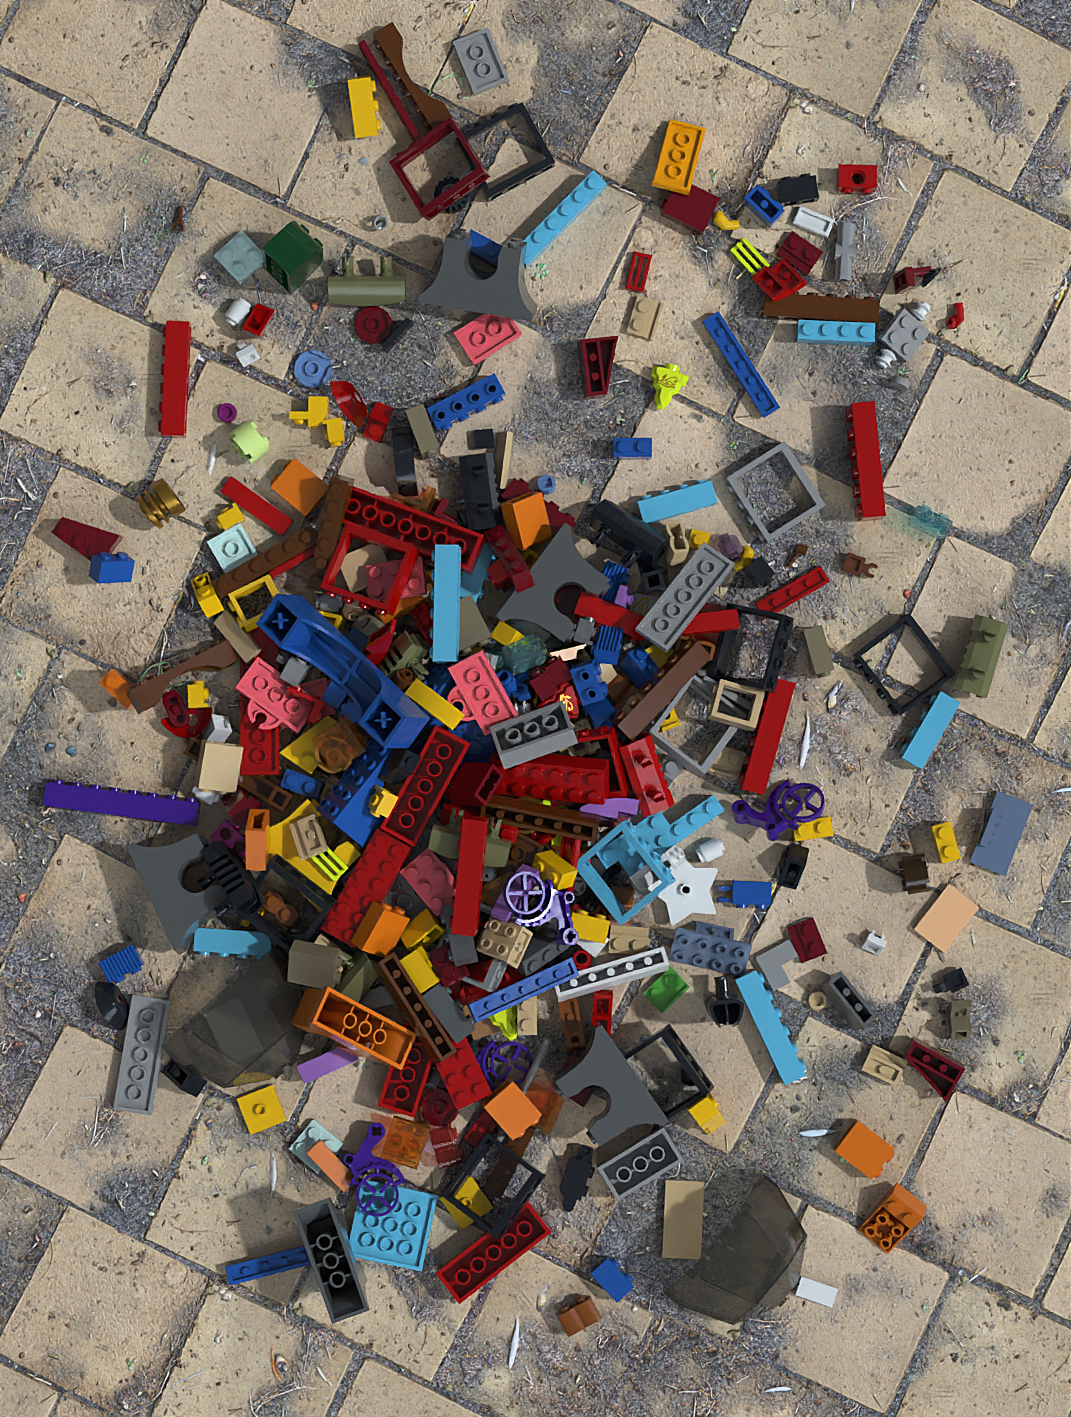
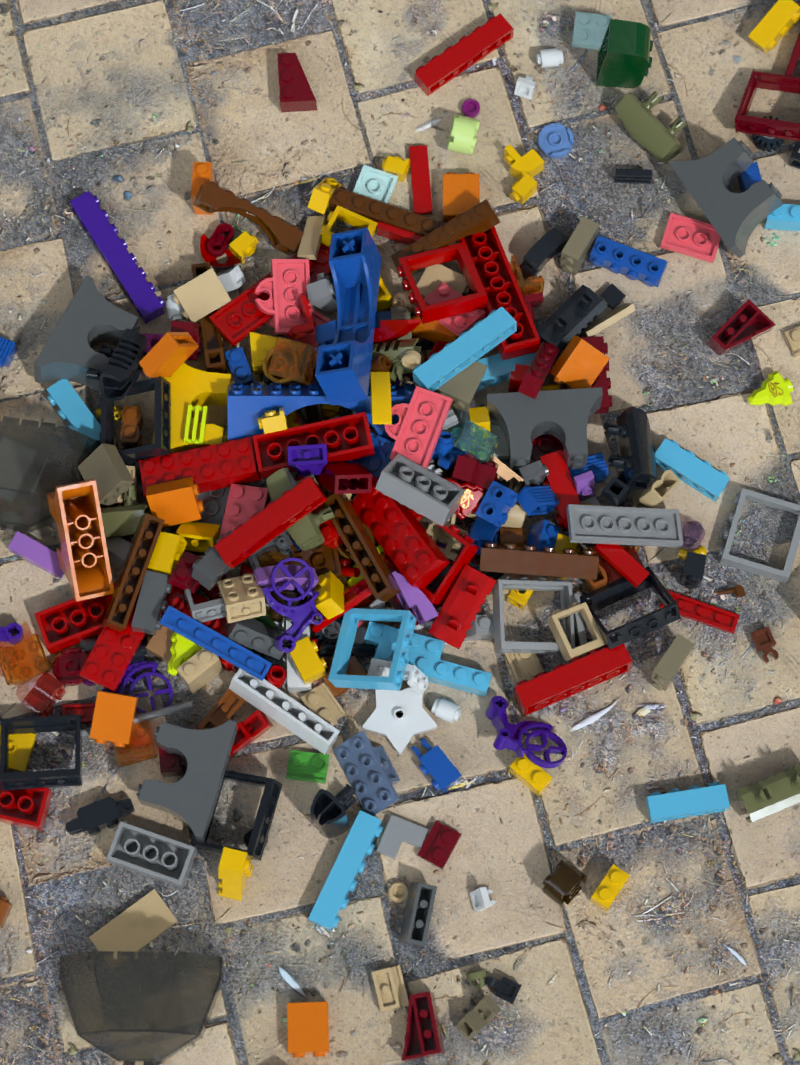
camera: 50 degrees right, 15 degrees down
(111, 567) = (286, 112): blue brick -> none
(160, 503) = (359, 109): pearl gold wheel -> none
(258, 320) = (556, 74): red slope -> none
(308, 837) = (201, 394): tan plate -> none
(328, 604) = (392, 282): light grey brick -> none
(344, 395) = (555, 176): red piece -> none
(373, 325) = (625, 155): dark red tile -> none
(378, 422) = (560, 213): red slope -> none
(380, 225) = (703, 105): light grey hinge -> none
(399, 765) = (311, 411): black slope -> none
(420, 652) = (411, 359): none -> tan tile
(436, 800) = (308, 458): none -> dark purple slope
(507, 1165) = (65, 755): reddish brown plate -> none
(546, 484) = (618, 366): medium blue tile -> none
(612, 1278) = (40, 910): blue brick -> none
(632, 448) = (701, 404): blue brick -> none
(697, 538) = (679, 505): yellow plate -> none
(793, 866) = (488, 784): black slope -> none
(927, 645) = (756, 713): black window -> none
(927, 993) = (479, 974): none -> olive tile
(946, 918) = (550, 941): light nougat tile -> none
(1001, 833) = (655, 928): sand blue bracket -> none

